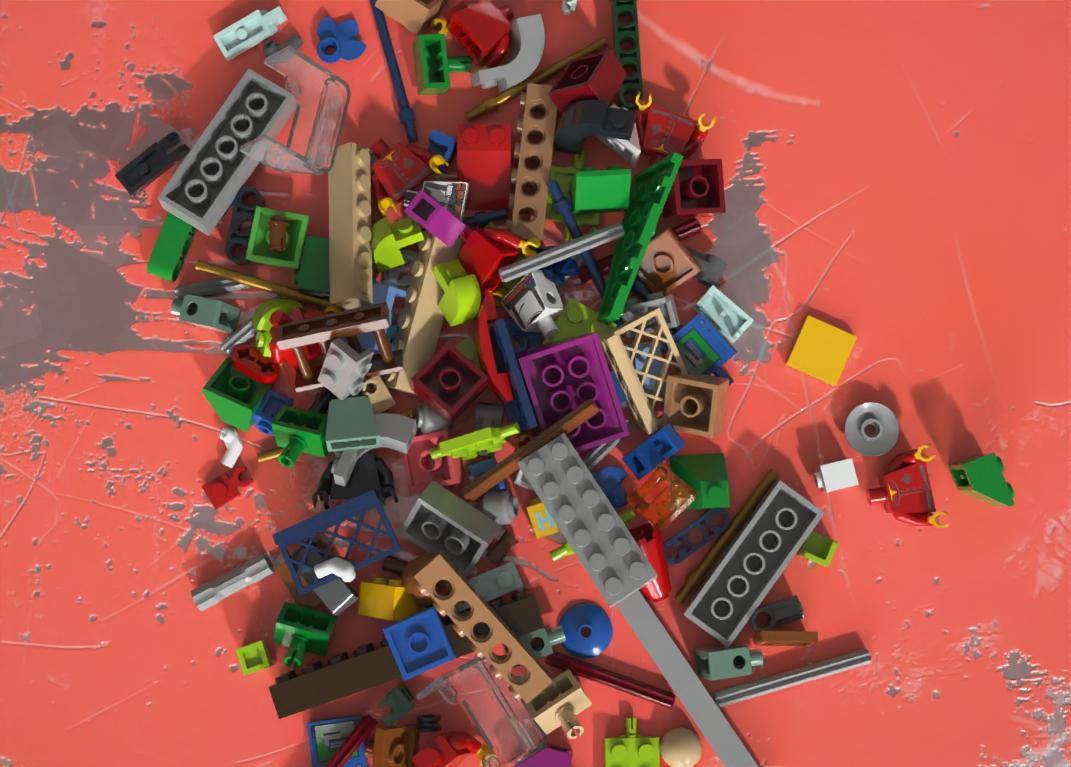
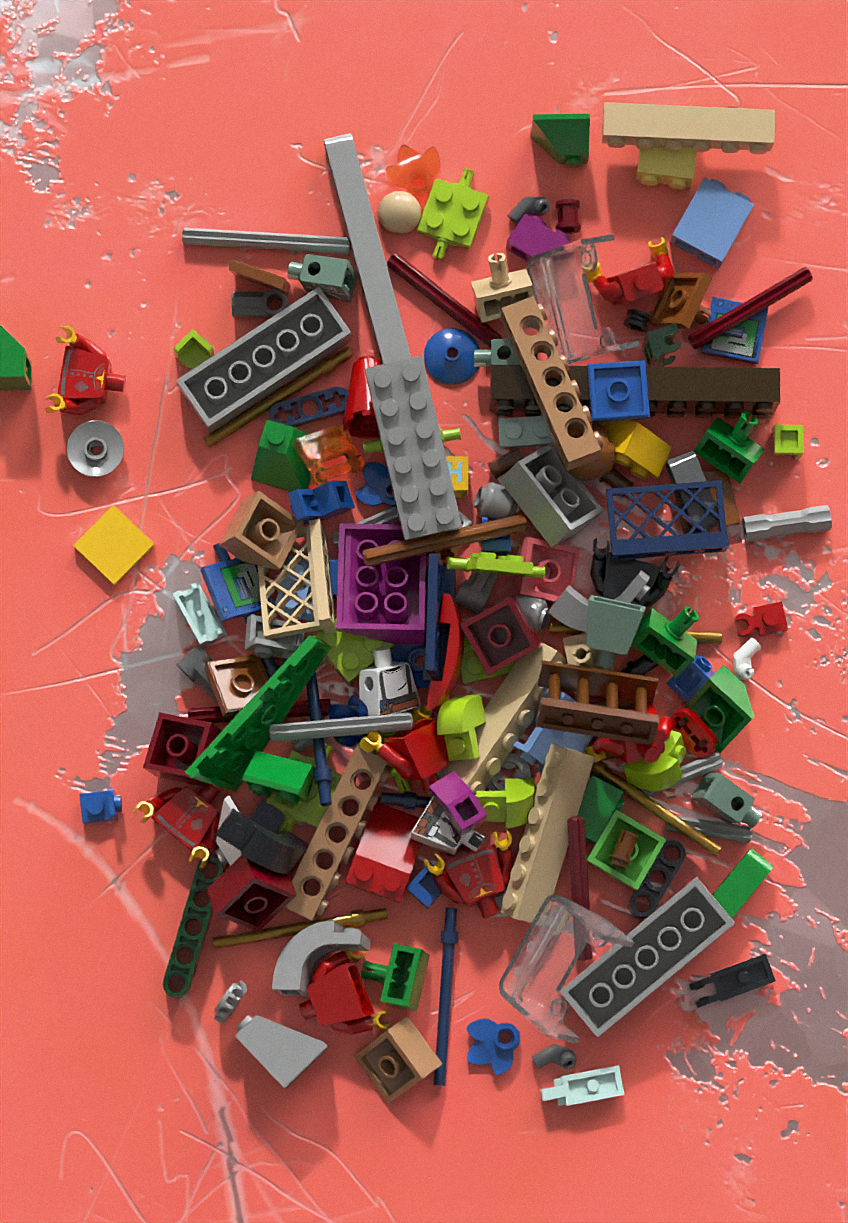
camera: 170 degrees left, 5 degrees down
(313, 207) = (579, 870): none -> dark red axle
(336, 566) = (674, 493): white arm -> none
(344, 369) = (601, 675): light grey bracket -> none
(598, 157) = (268, 817): none -> dark blue tile
(745, 121) = (100, 806): none -> blue bracket
(835, 475) = (148, 416): white brick -> none

